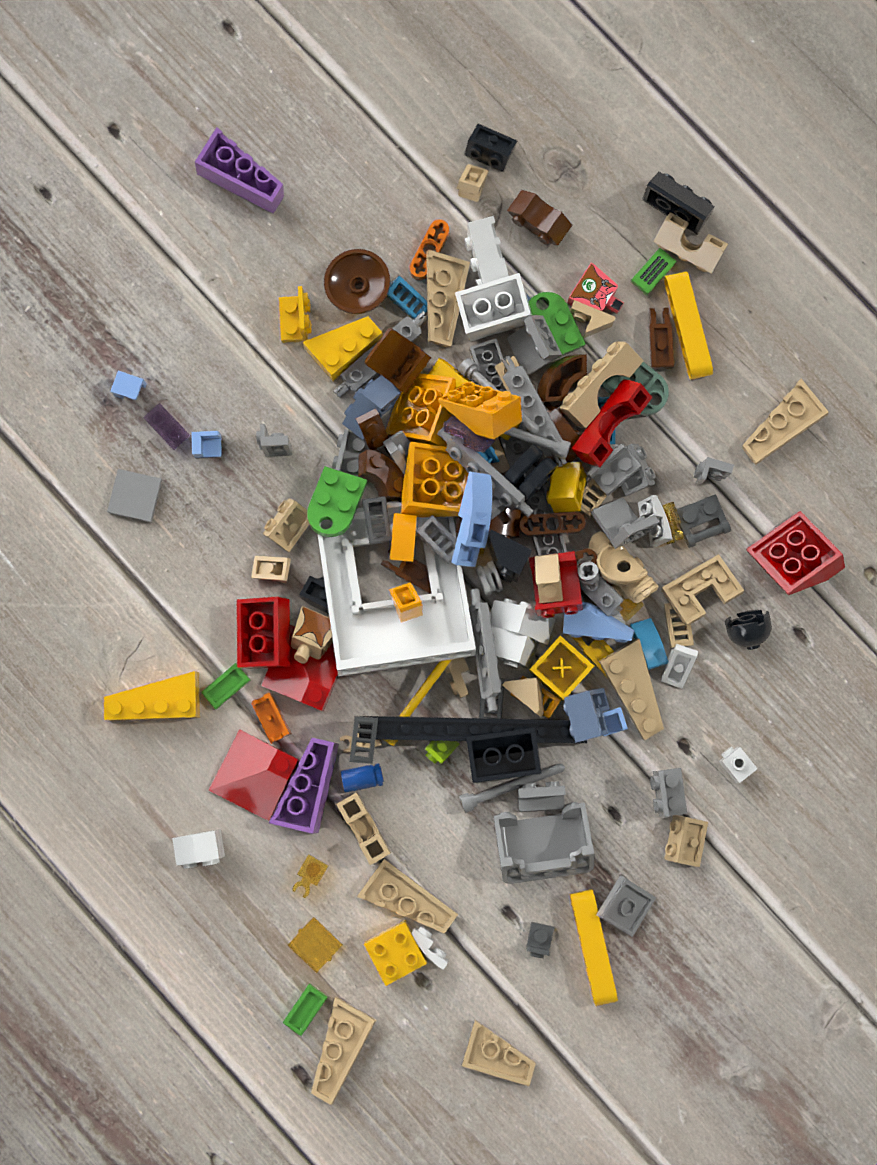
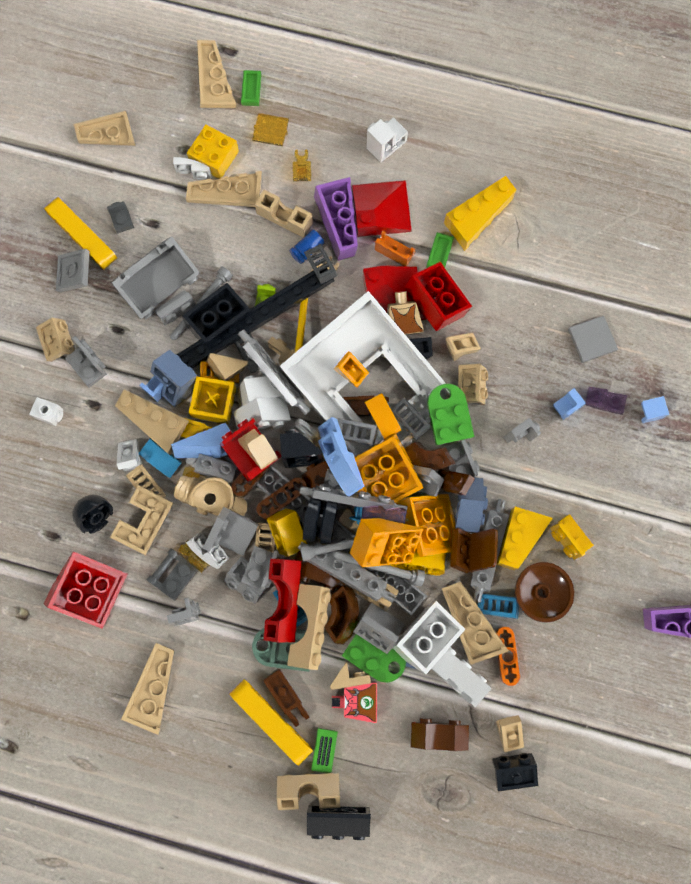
camera: 145 degrees right, 5 degrees down
(587, 566) = (235, 469): light grey bush -> none

